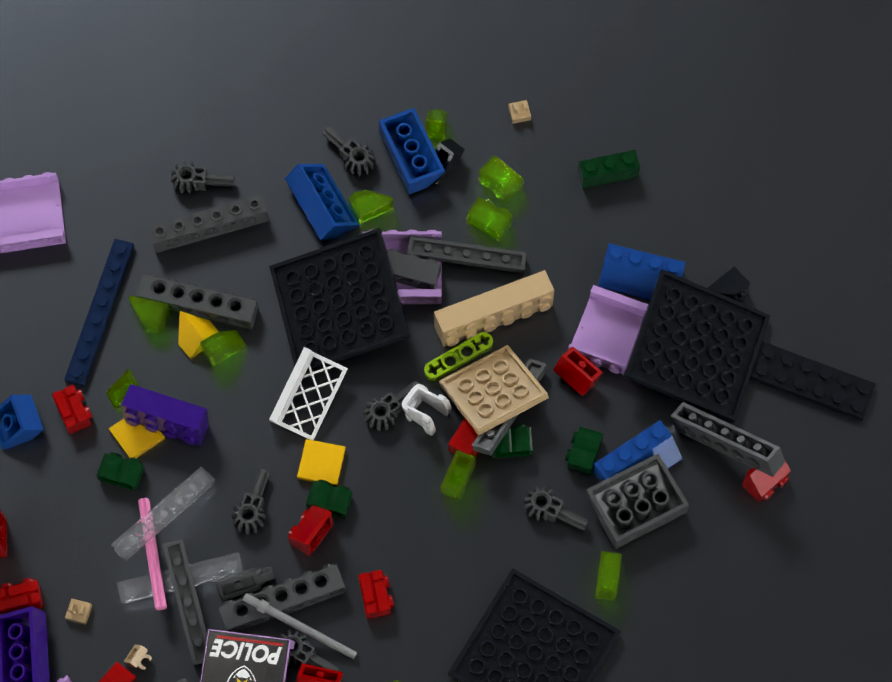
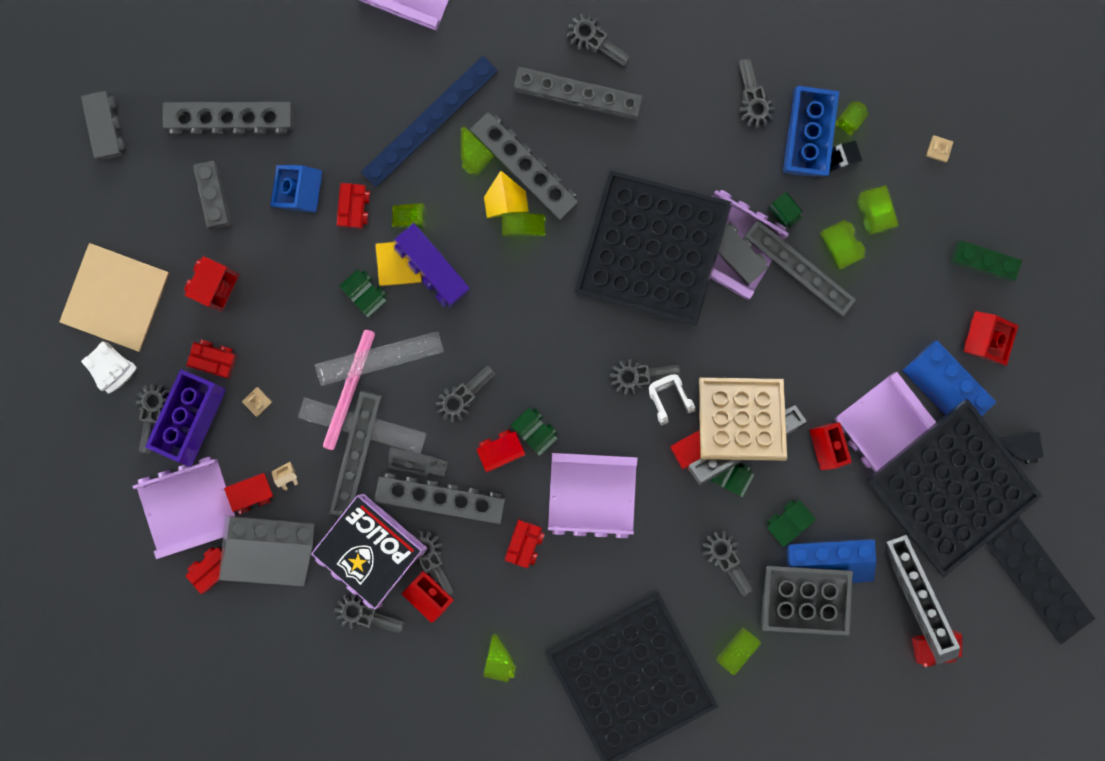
camera: 30 degrees right, 20 degrees up
(264, 607) = (418, 502): light grey bar -> none
(292, 386) = (566, 303): white fence -> none
(321, 201) = (697, 132): blue slope -> none
(321, 462) = (548, 391): yellow tile -> none
(369, 205) = (738, 162): clear neon green slope -> none
(407, 521) = (592, 494): none -> lavender panel
(427, 215) = (786, 210): none -> dark green brick
(458, 356) = (732, 363): lime beam -> none
(458, 475) = (662, 480): clear neon green brick -> none
(494, 309) = (791, 340): tan brick -> none
(650, 222) = (990, 338): none -> red slope

